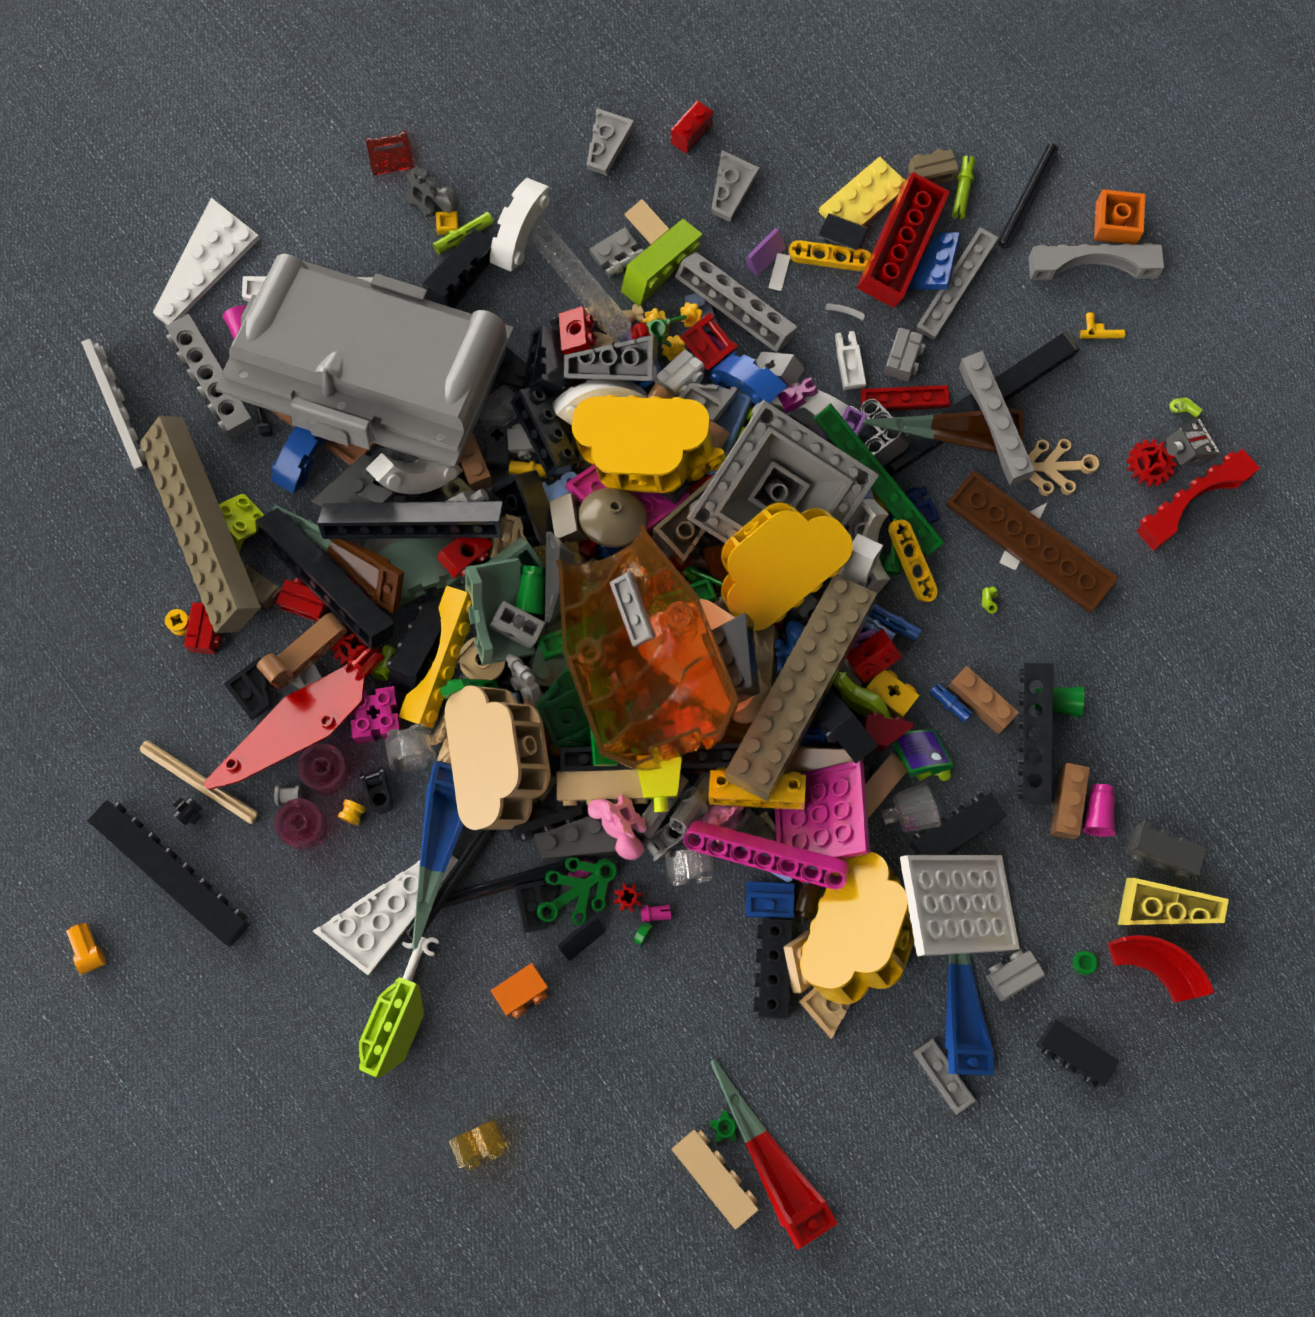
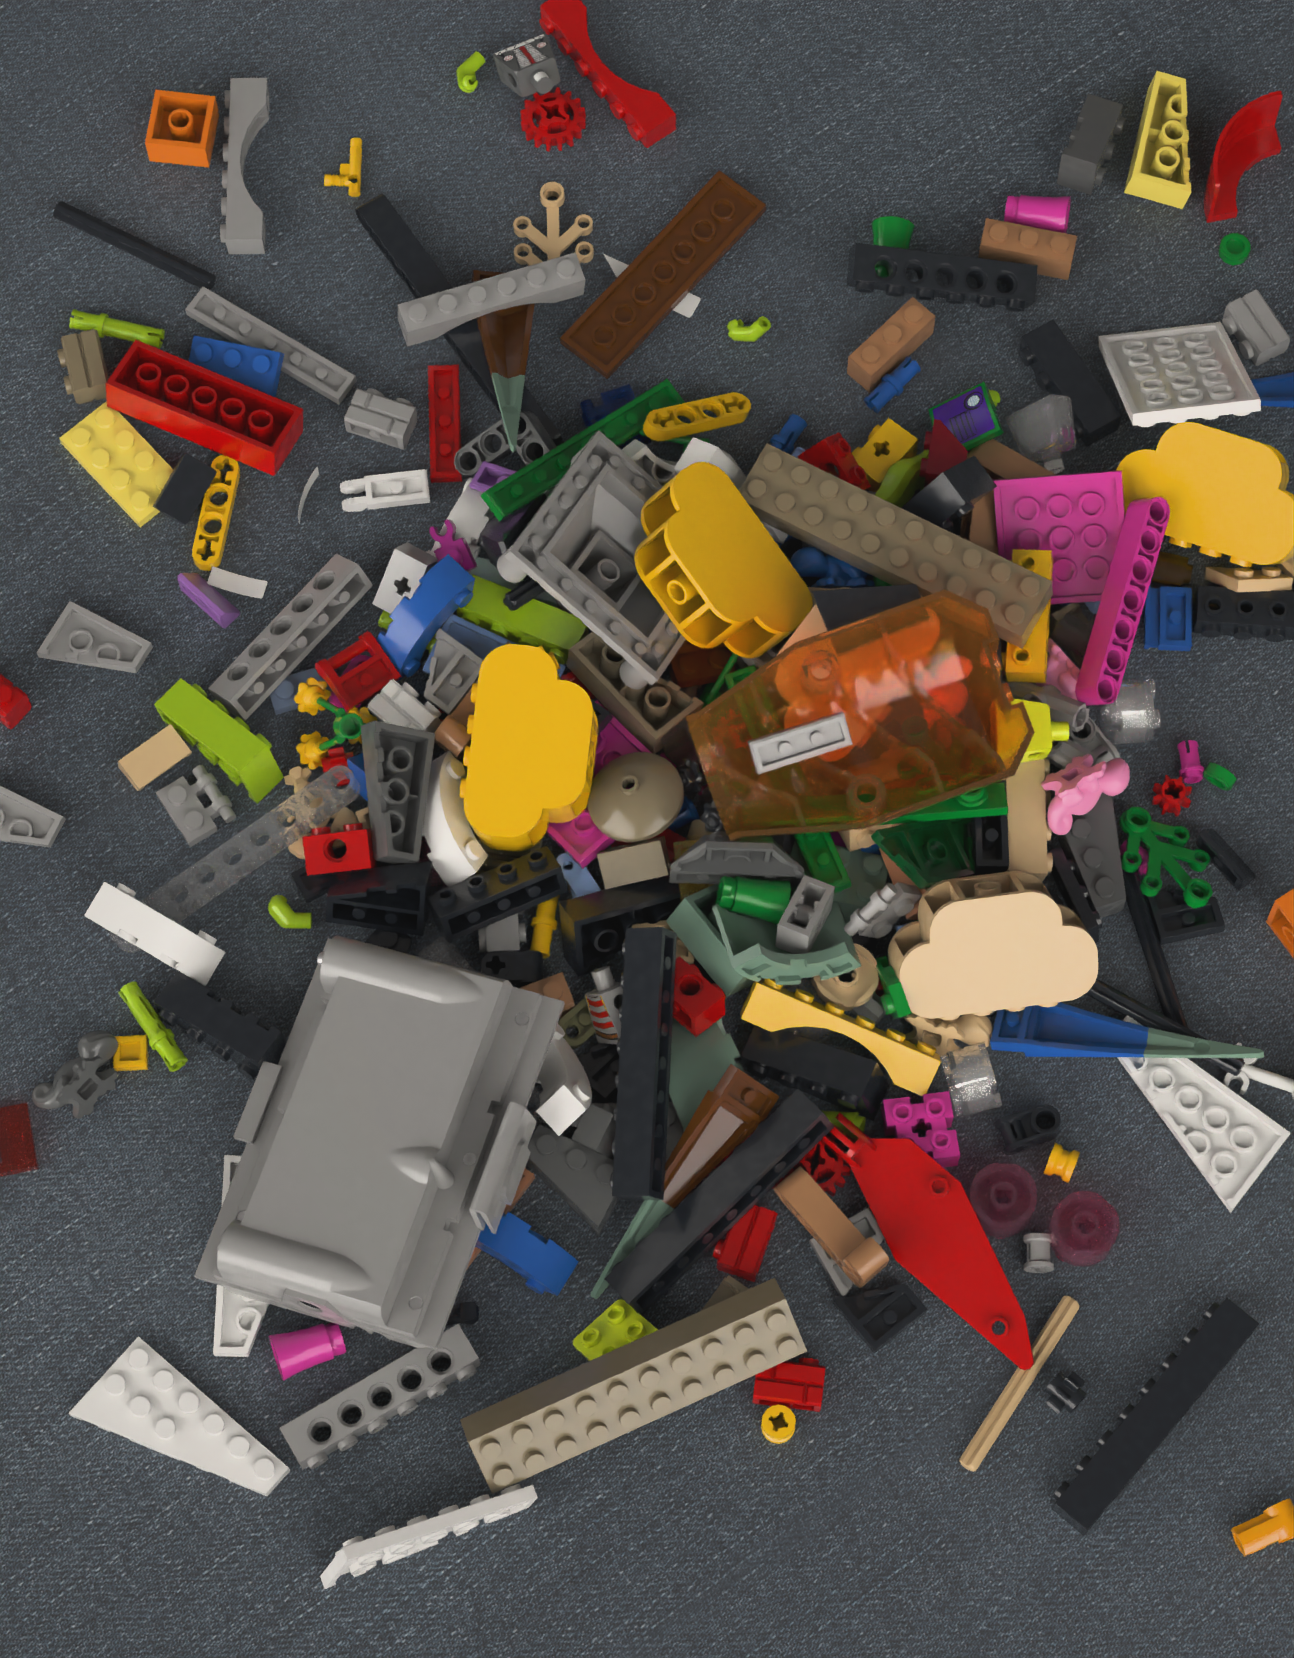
camera: 85 degrees left, 5 degrees down
(538, 309) = (286, 917): none -> lime arm

